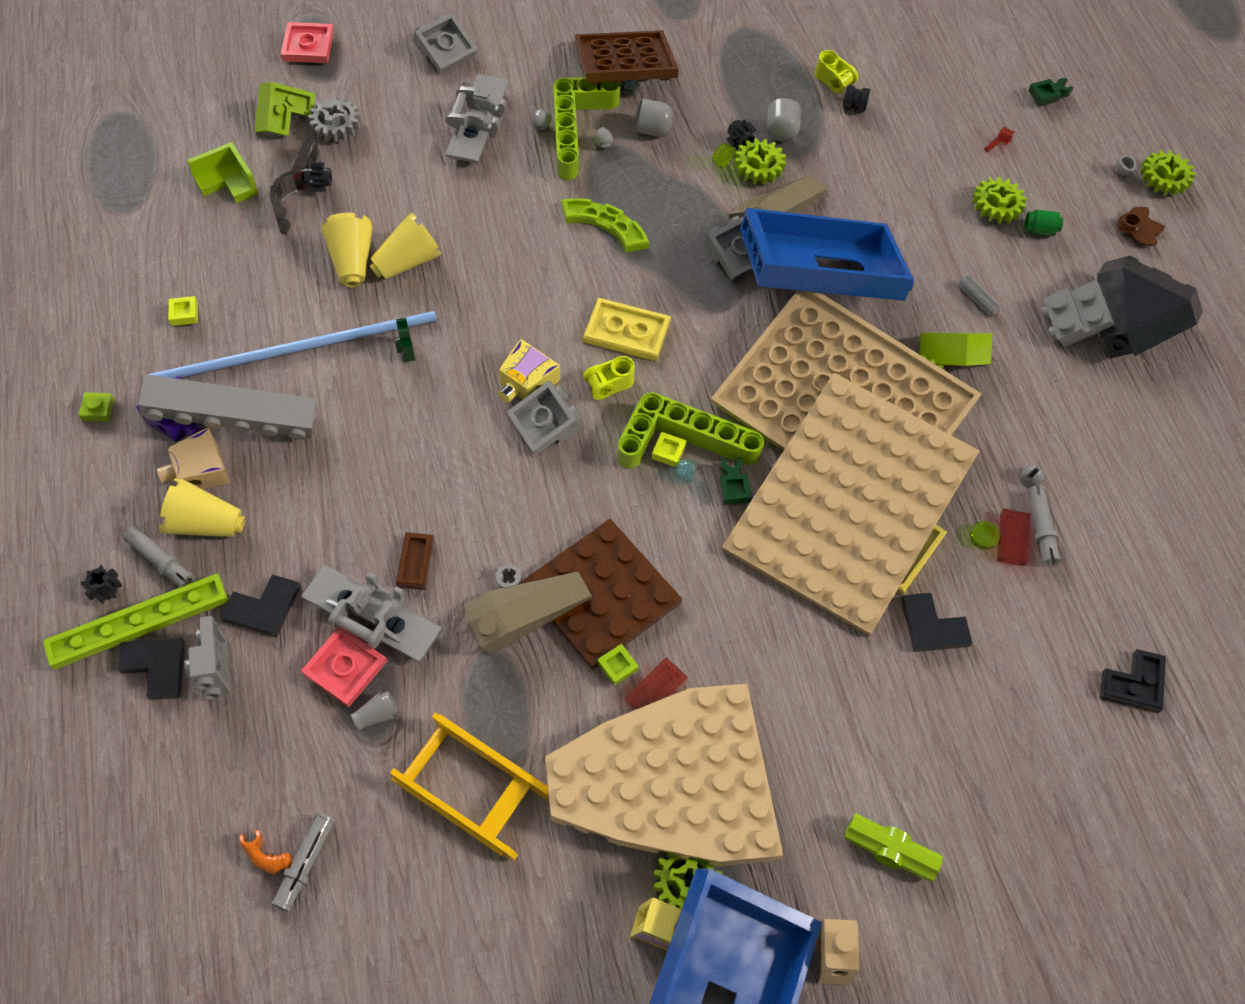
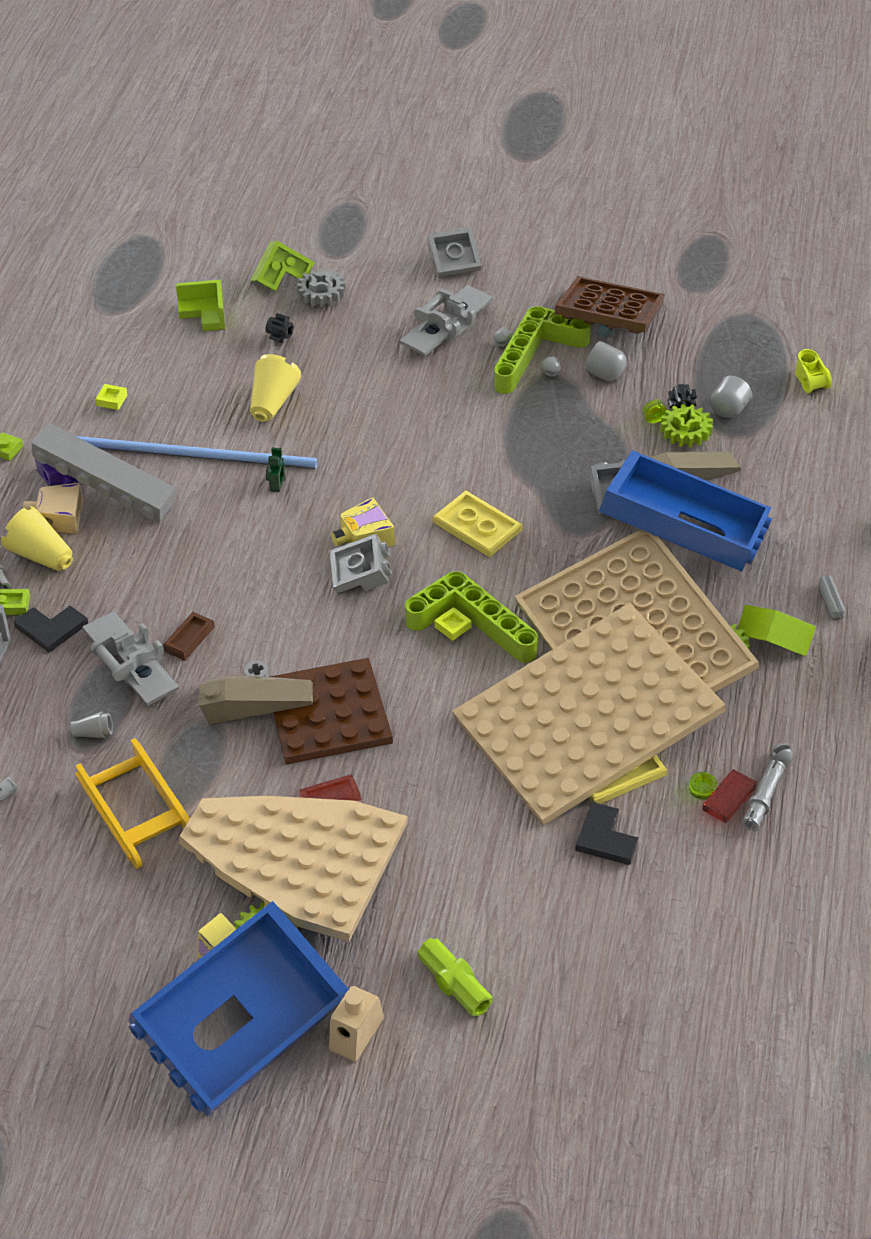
camera: 30 degrees right, 15 degrees down
(292, 180) = (255, 325): clear smoke piece -> none
(307, 42) = (334, 222): coral plate -> none
(344, 666) = (87, 687): coral plate -> none
(404, 249) = (316, 402): light yellow cone -> none
(606, 217) = (516, 432): lime tile -> none
(608, 377) = (439, 553): neon yellow piece -> none
(618, 665) = (306, 764): lime plate -> none
(686, 469) = (460, 644): clear light blue hinge -> none
(734, 486) = (494, 668): dark green plate -> none
(856, 98) = (818, 399): black wheel -> none
(1142, 687) = (772, 953): black tile -> none

